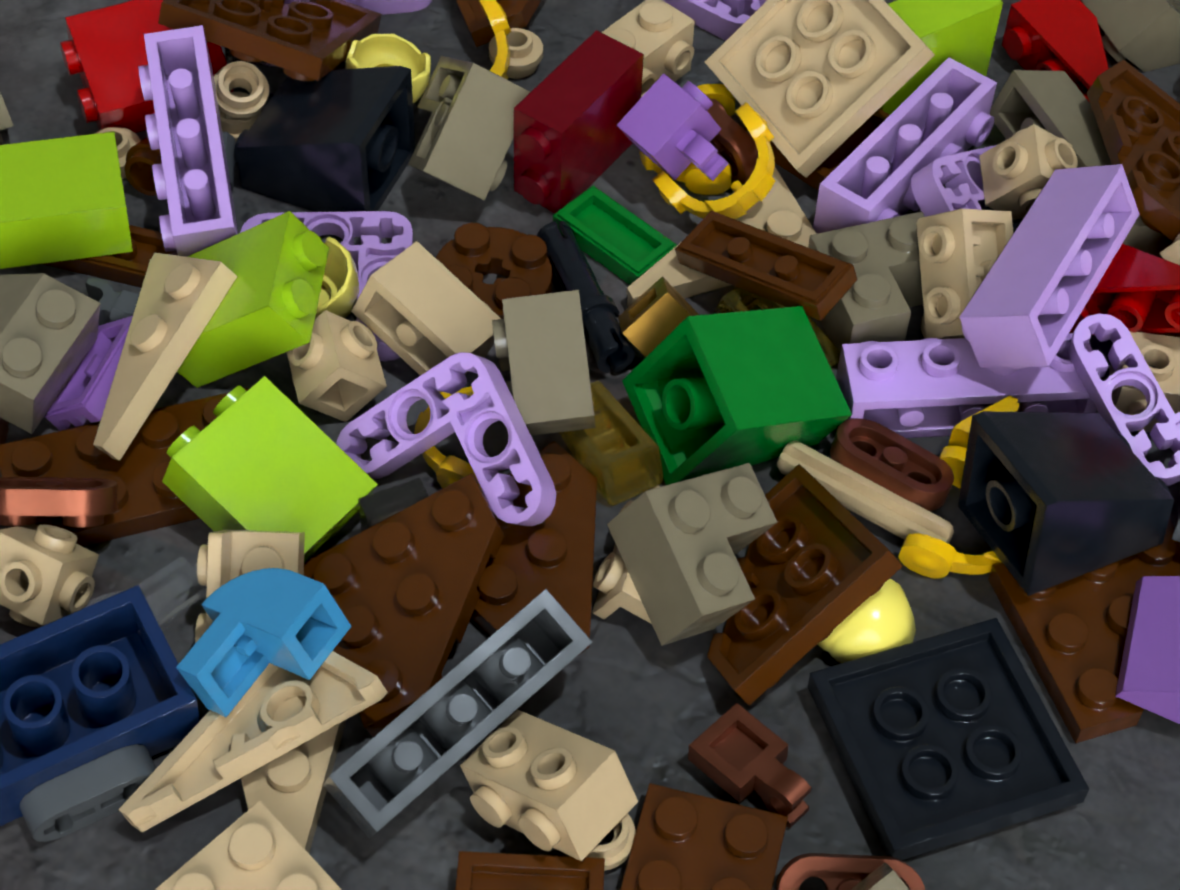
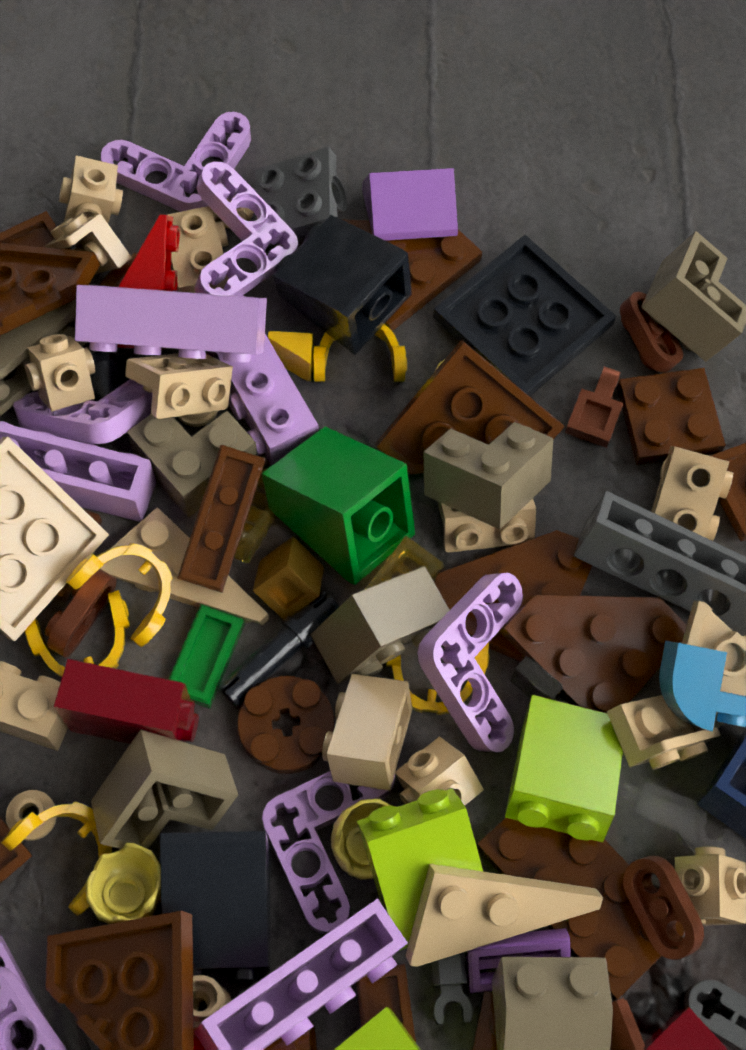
camera: 115 degrees left, 15 degrees up
(675, 128) = (109, 629): medium lavender brick -> none
(864, 495) = (372, 399): tan axle -> none
(893, 462) = (340, 405): copper plate -> none

